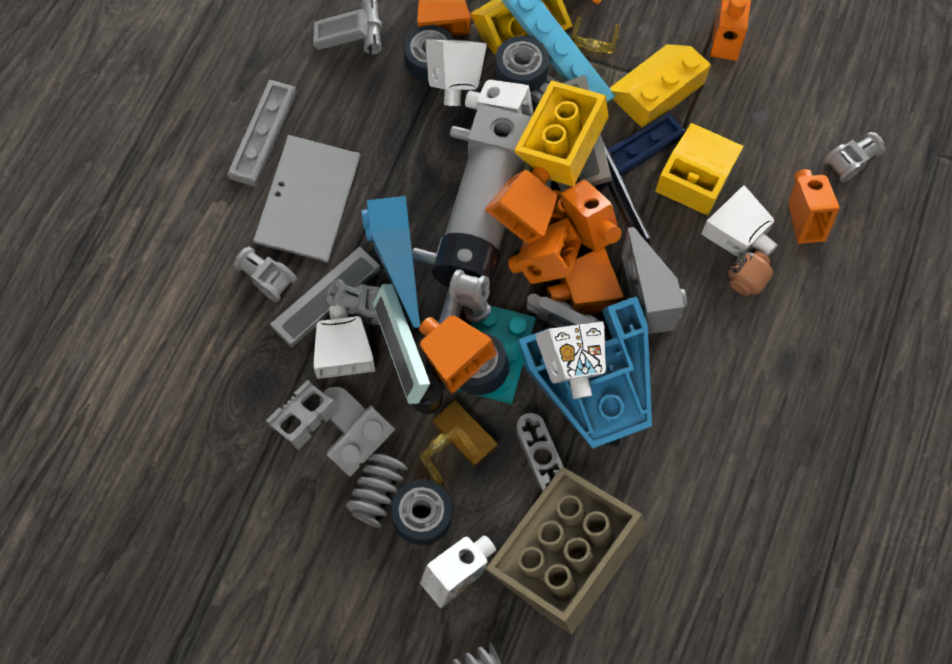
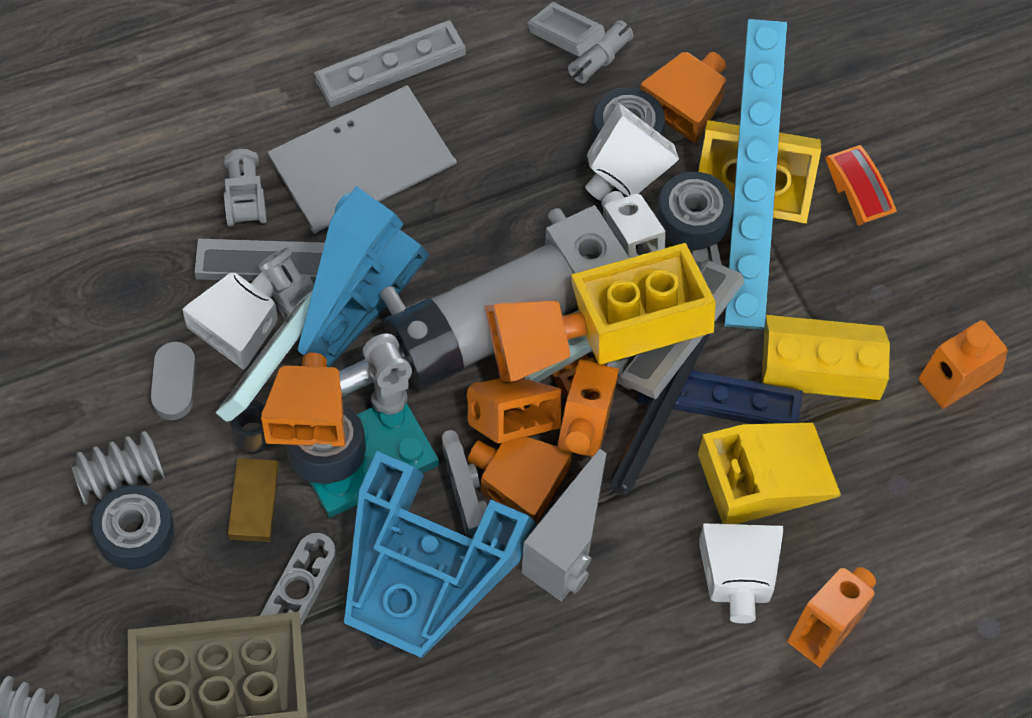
camera: 45 degrees right, 5 degrees down
(308, 419) = (132, 353): light grey piece -> none
(360, 440) = (149, 409): light grey brick -> none
(441, 442) = (216, 484): clear yellow piece -> none
(456, 569) = (102, 602): white torso -> none
(574, 355) = (408, 513): white torso -> none
(593, 44) = (805, 259): clear yellow piece -> none
(750, 273) = (694, 618): nougat head -> none
(853, 156) = (945, 611): light grey connector -> none

